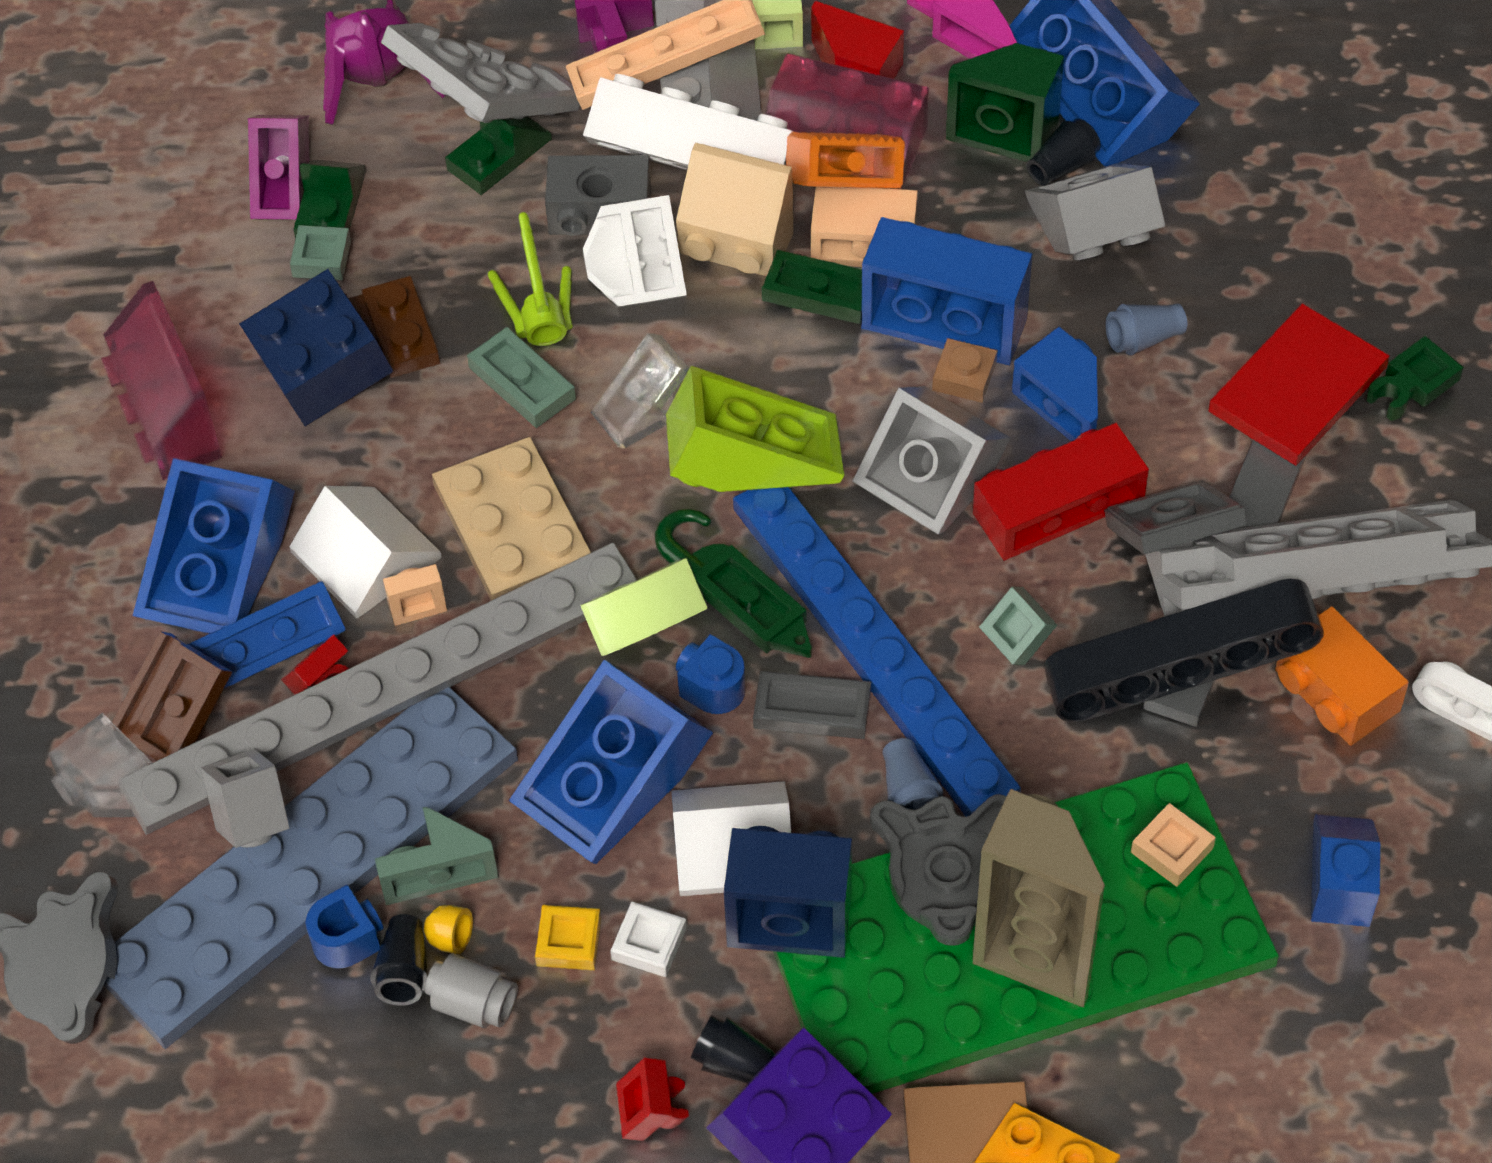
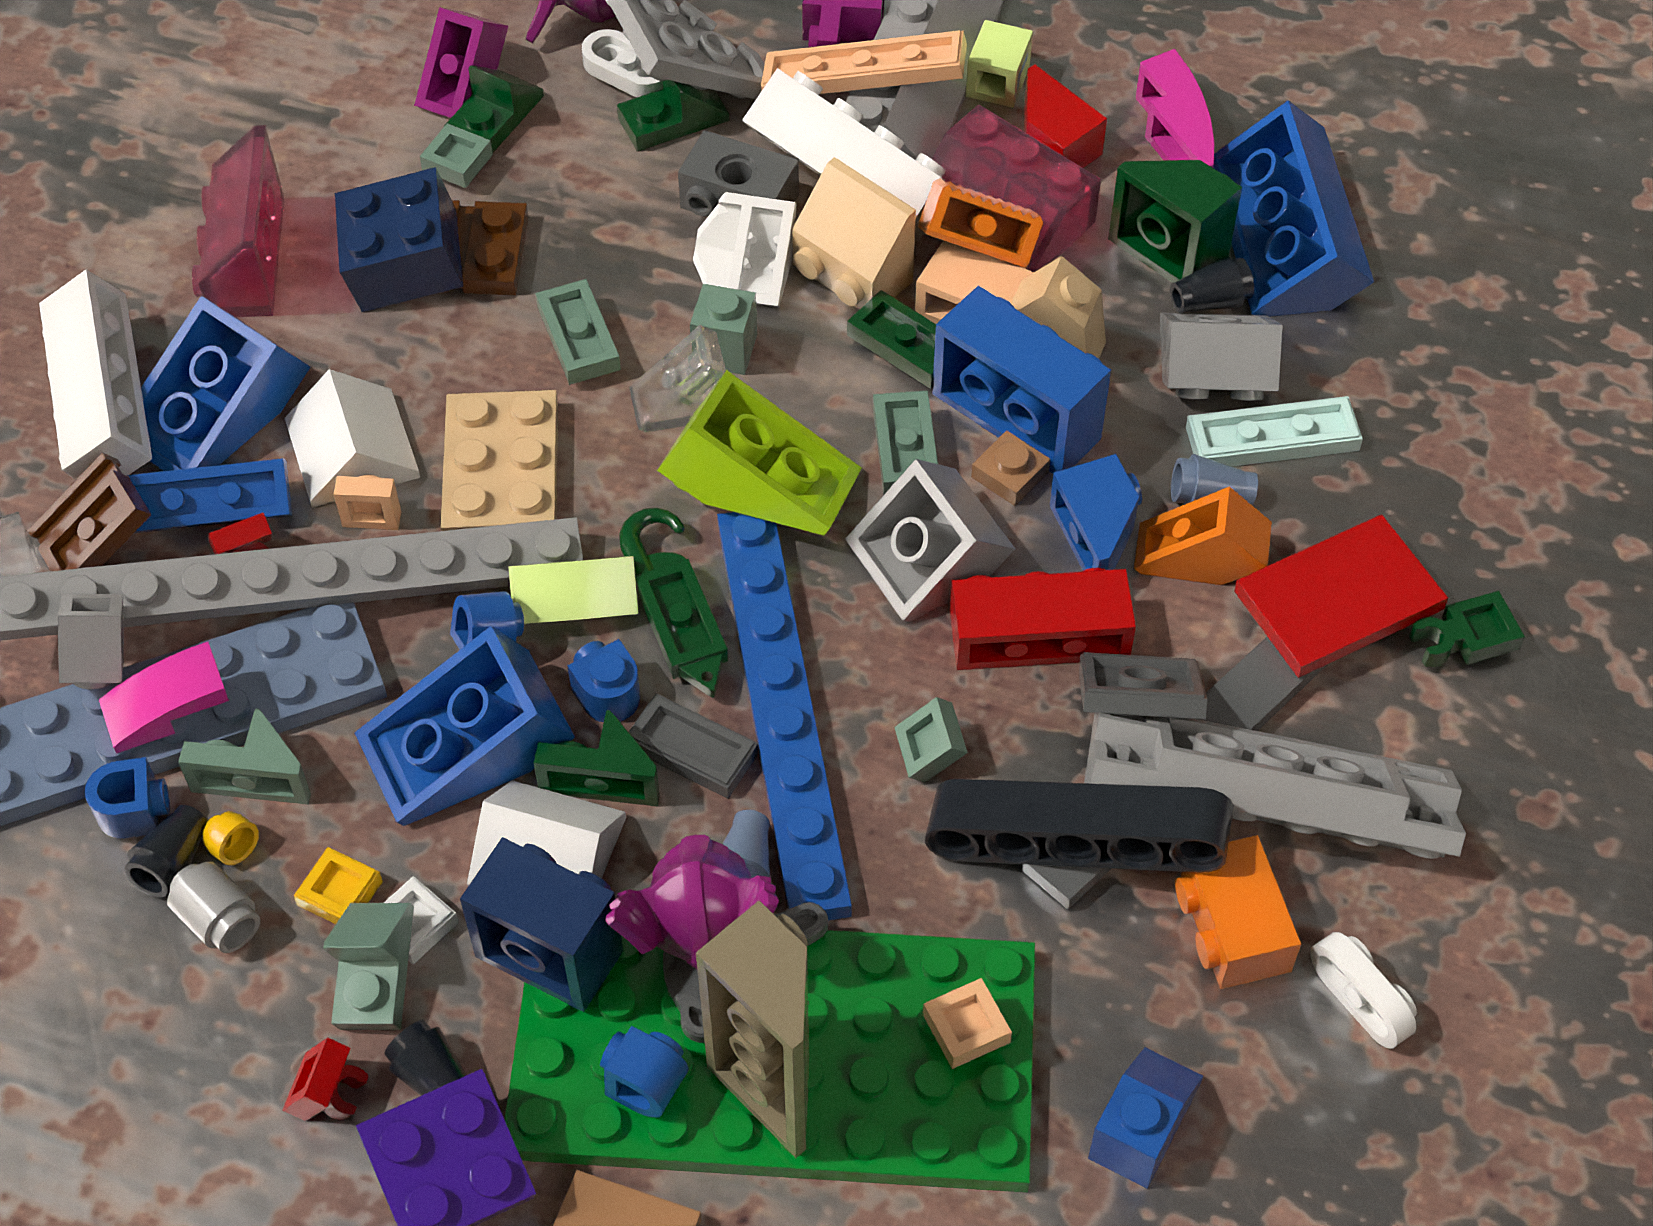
camera: 20 degrees right, 0 degrees up
(97, 569) = (94, 376): none -> white brick
(324, 833) = (170, 689): none -> dark pink slope
(429, 117) = (613, 60): none -> white plate
(542, 317) = (627, 281): lime plant -> none
(578, 658) = (478, 612): none -> blue plate
(639, 988) = (372, 965): none -> sand green slope
(656, 314) = (733, 318): none -> sand green brick
(761, 750) = (611, 773): none -> dark green slope
(861, 375) = (902, 432): none -> sand green plate
(918, 828) = (690, 899): none -> magenta helmet
(928, 983) = (643, 1070): none -> blue plate
(951, 206) = (1066, 303): none -> tan slope
(1163, 376) = (1205, 540): none -> orange slope
(1173, 263) = (1275, 432): none -> light aqua tile

